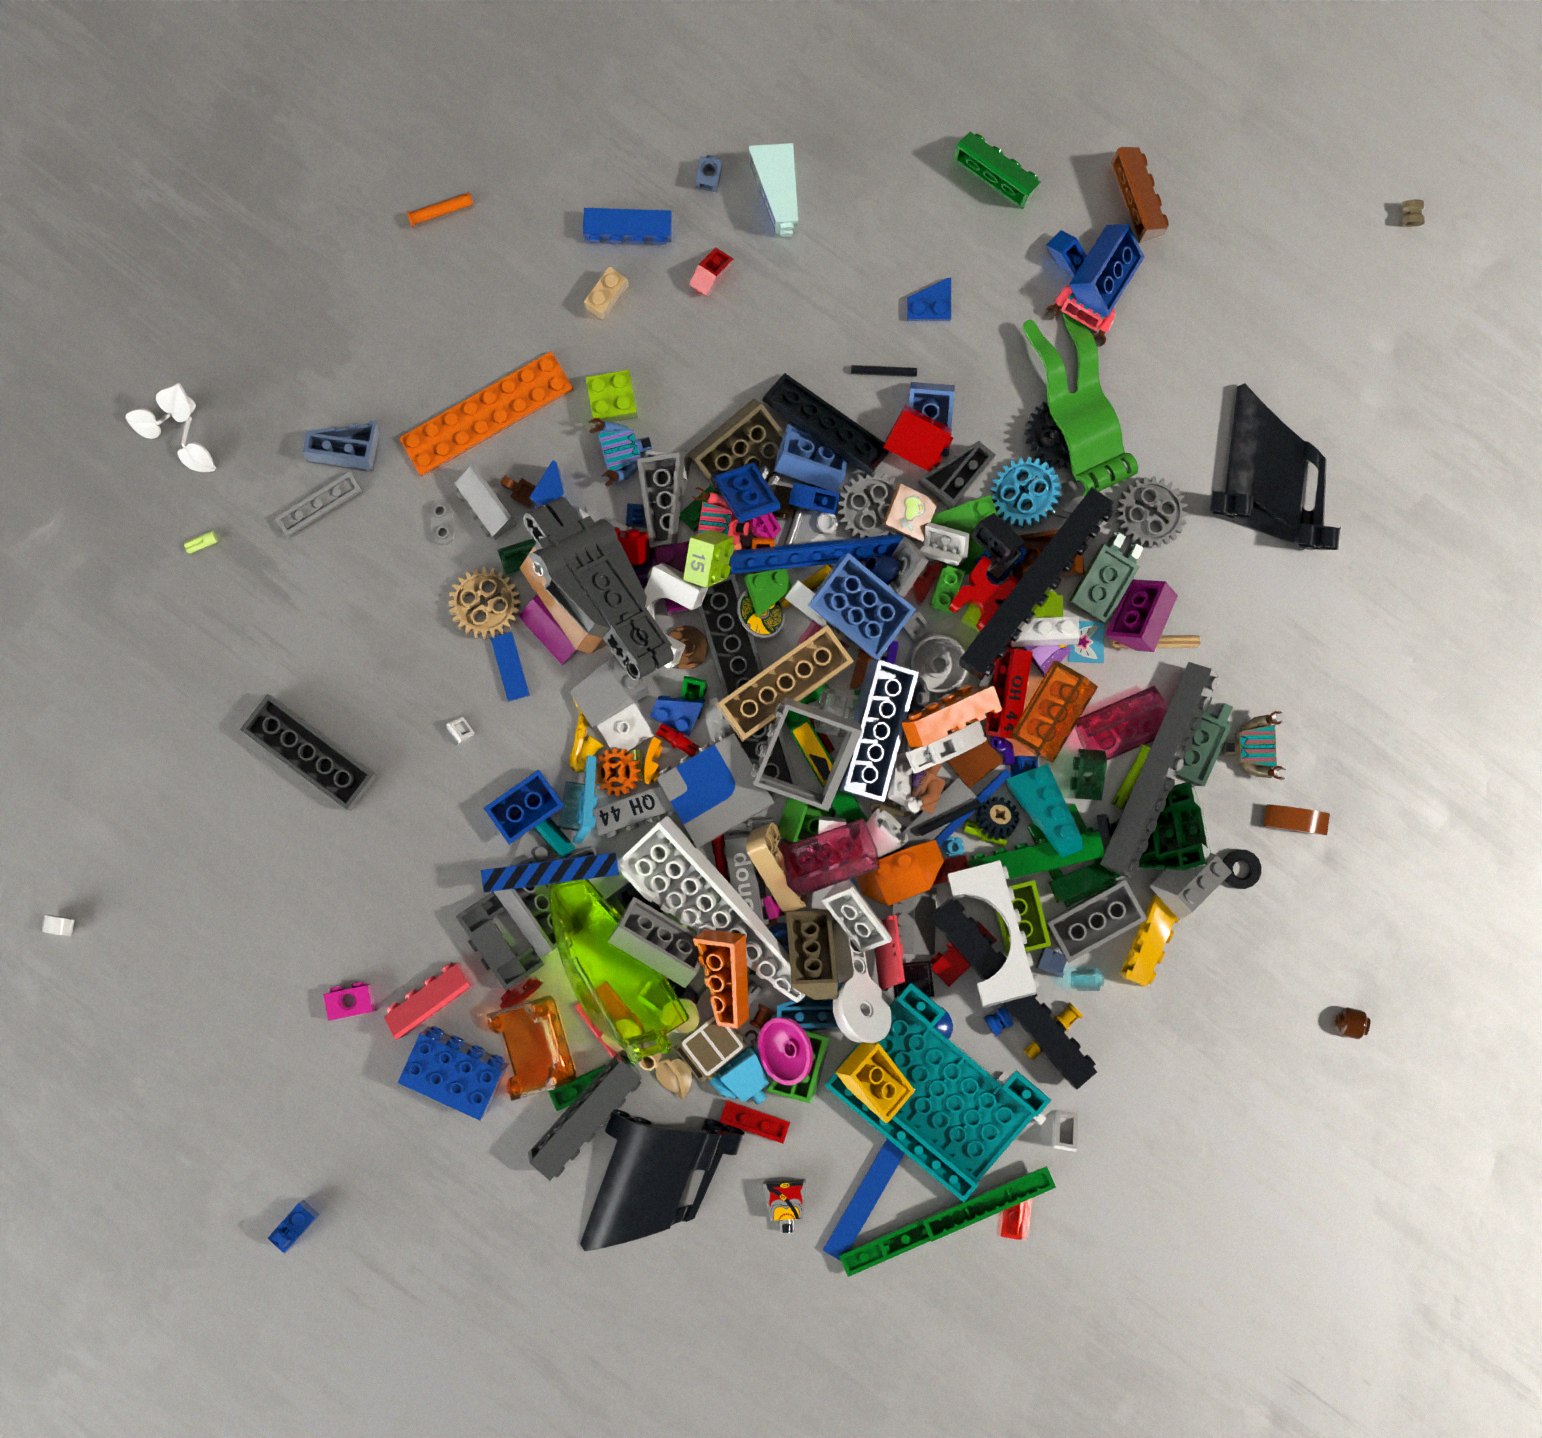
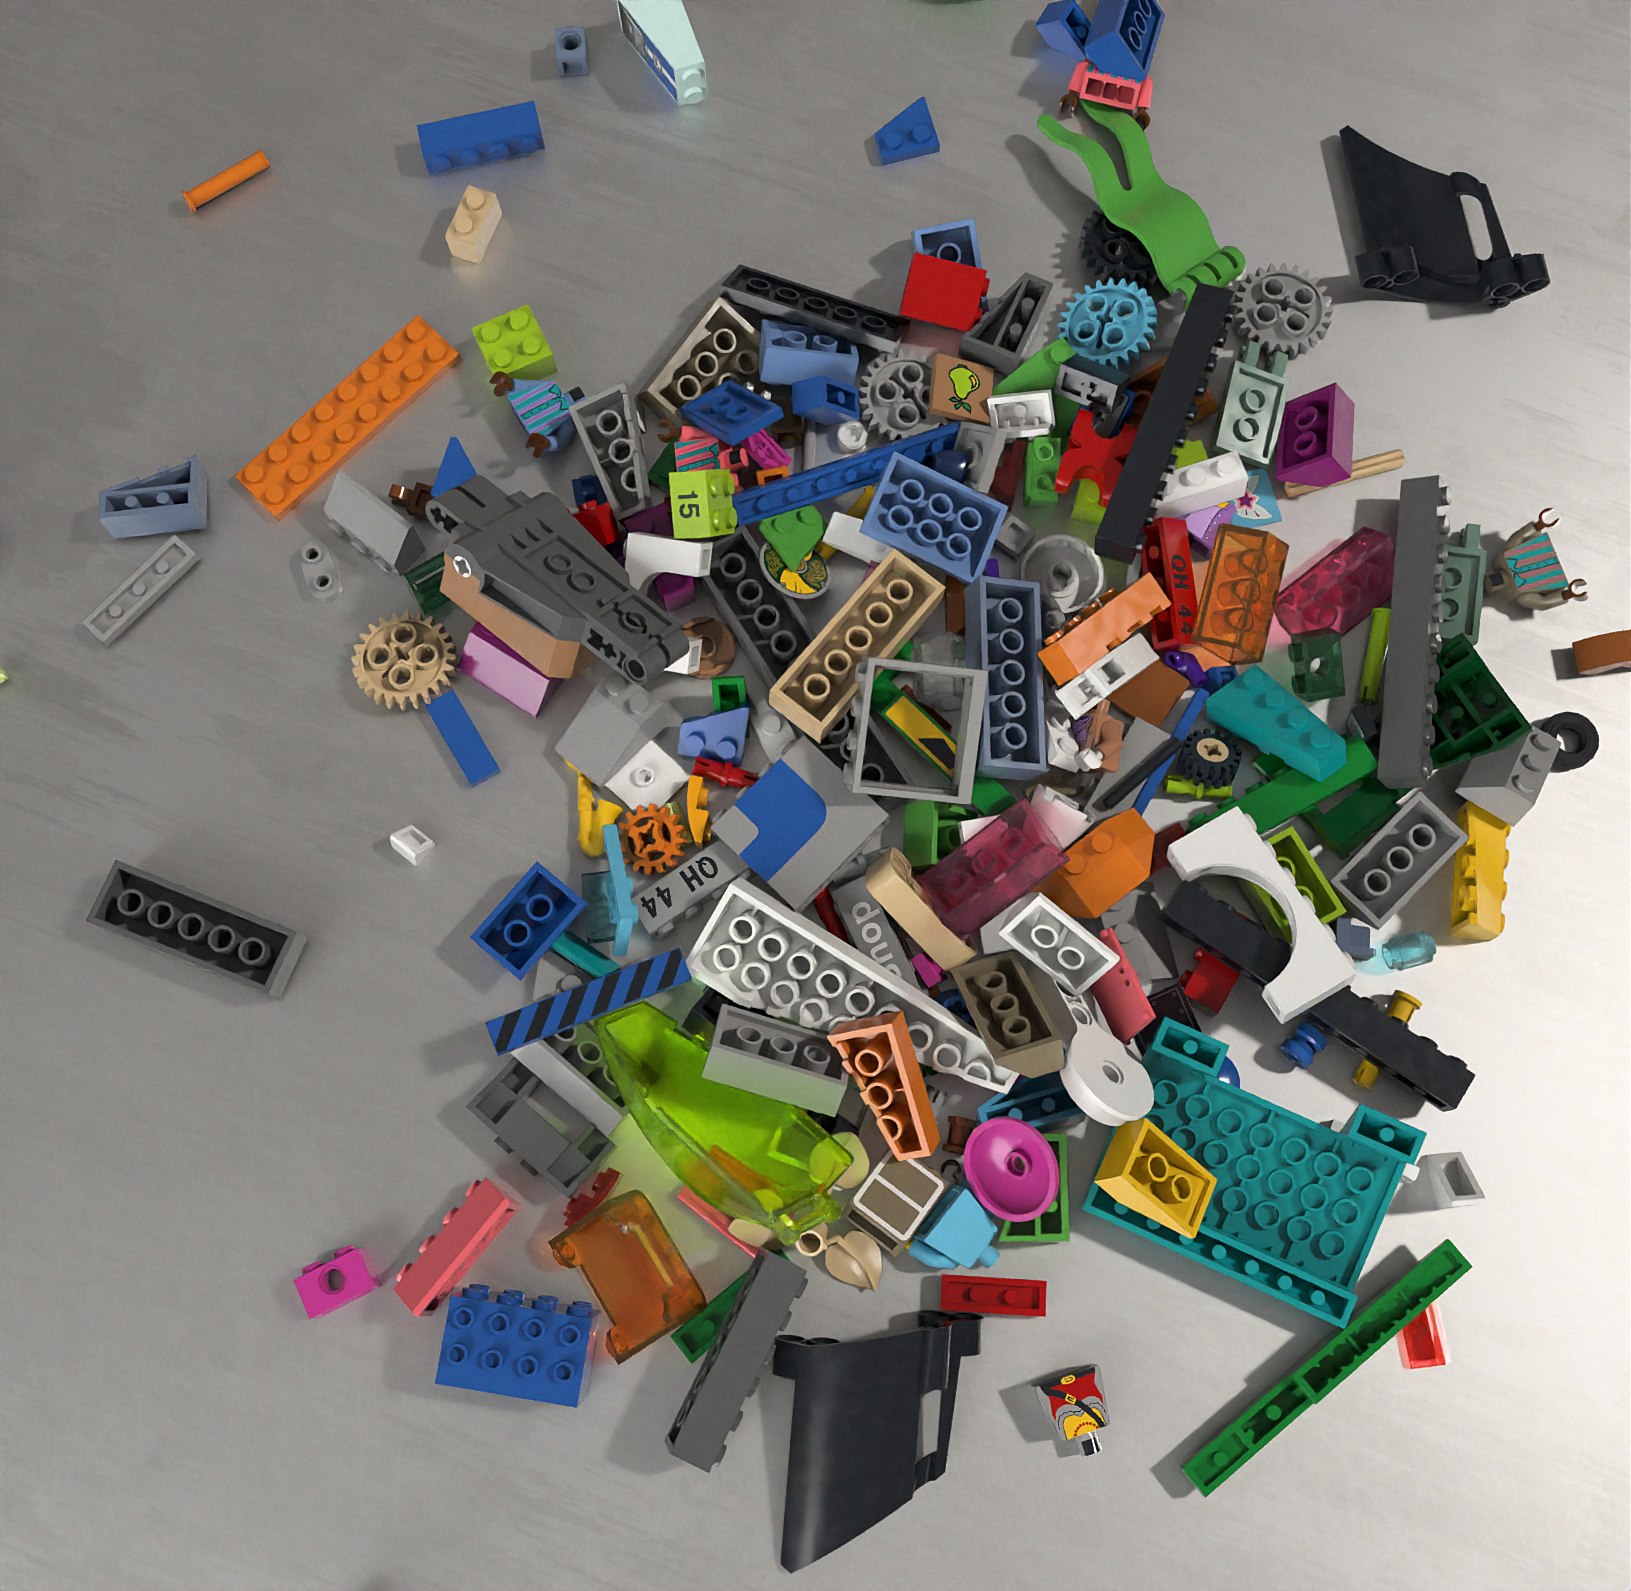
camera: 10 degrees left, 10 degrees down
(710, 271) = (605, 166): slope -> none
(864, 1199) = (1191, 1369): blue tile -> none
(883, 370) = (870, 230): black bar -> none
(947, 847) = (1163, 810): medium azure plate -> none

